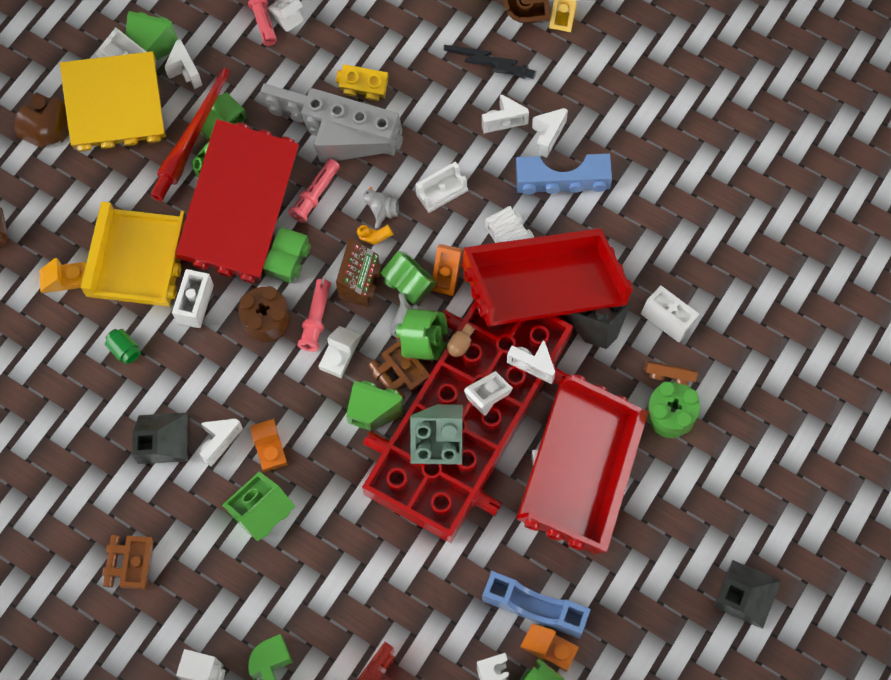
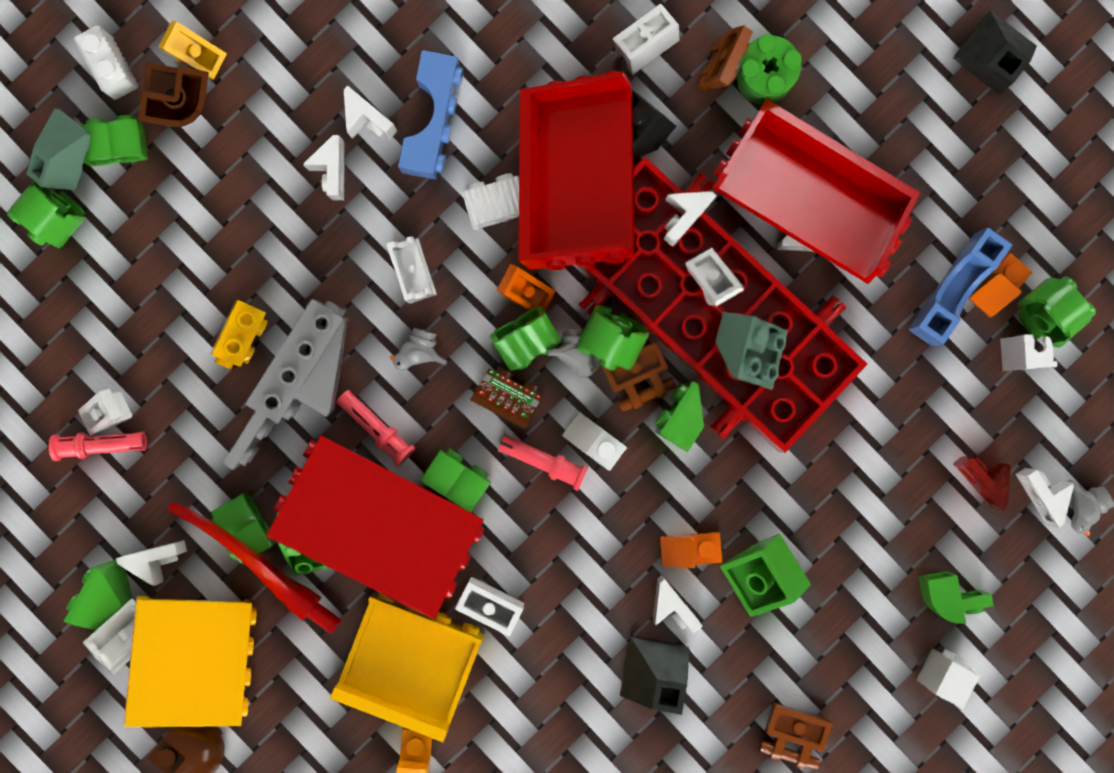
camera: 75 degrees left, 20 degrees up
(122, 346) = (527, 701): green brick -> none
(259, 302) = (519, 537): reddish brown brick -> none
(374, 236) = (454, 368): light orange arm -> none
(460, 341) = (637, 295): medium nougat cylinder -> none
(483, 57) = (253, 150): black piece -> none

